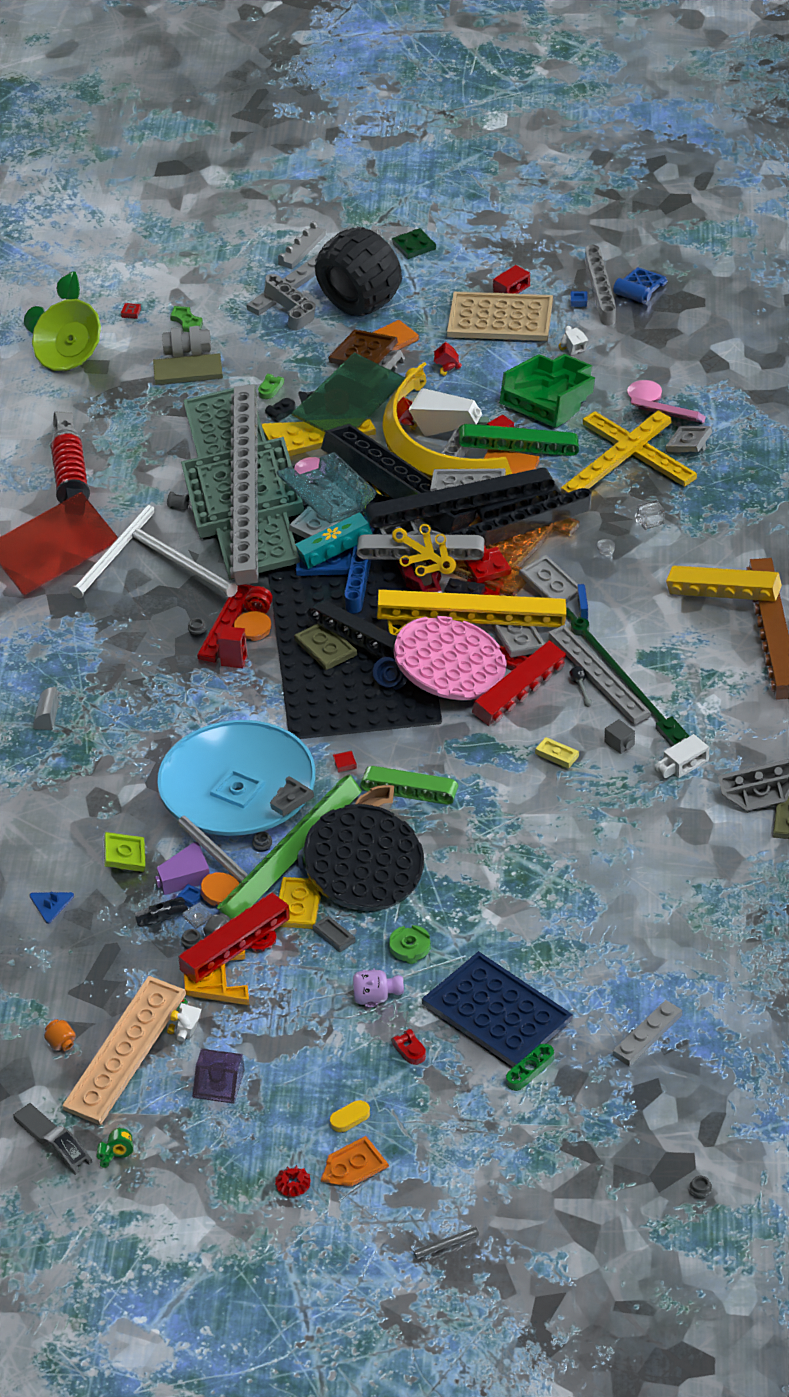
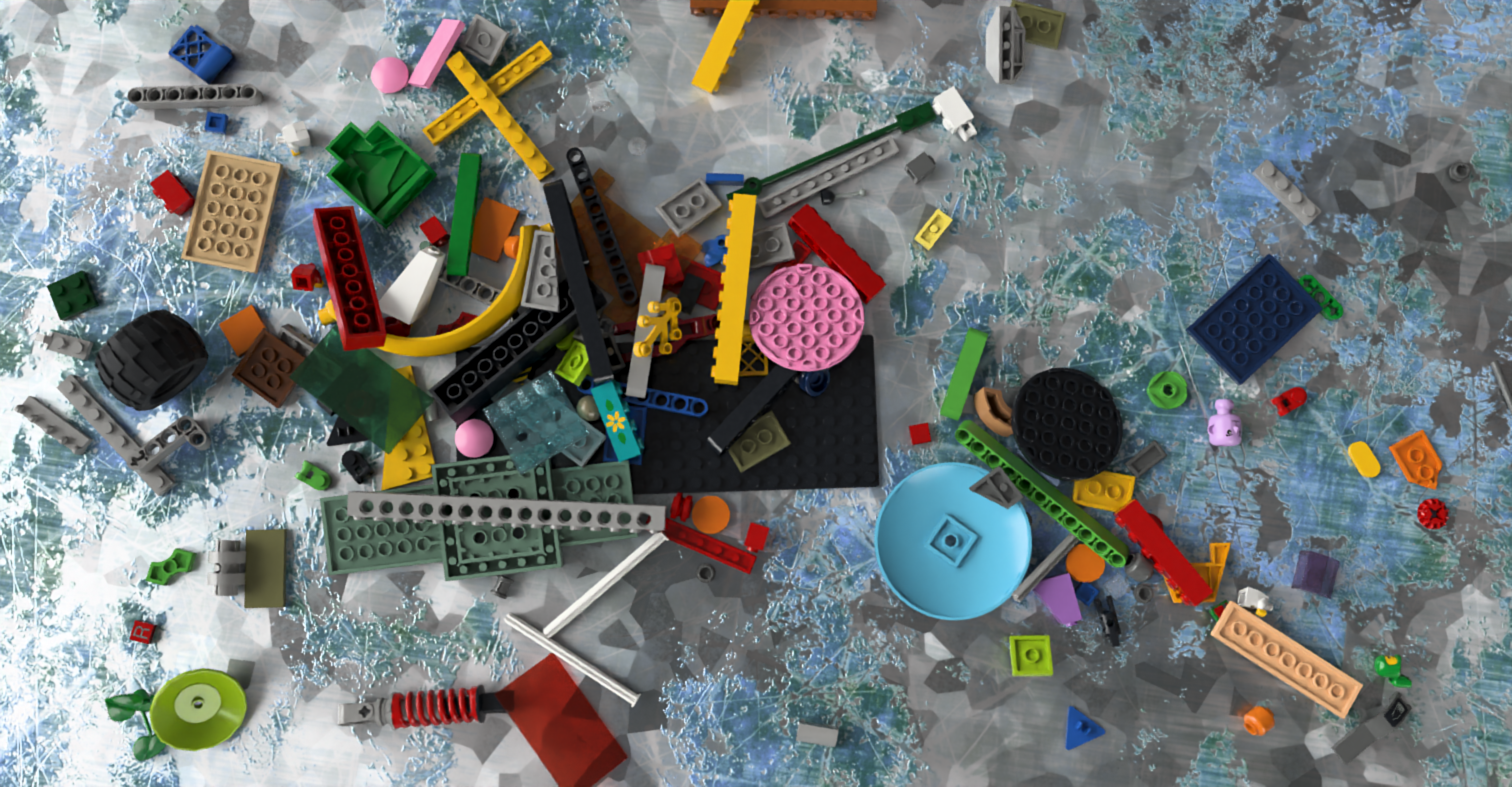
camera: 85 degrees left, 40 degrees up
(443, 368) = (349, 278): none -> red brick

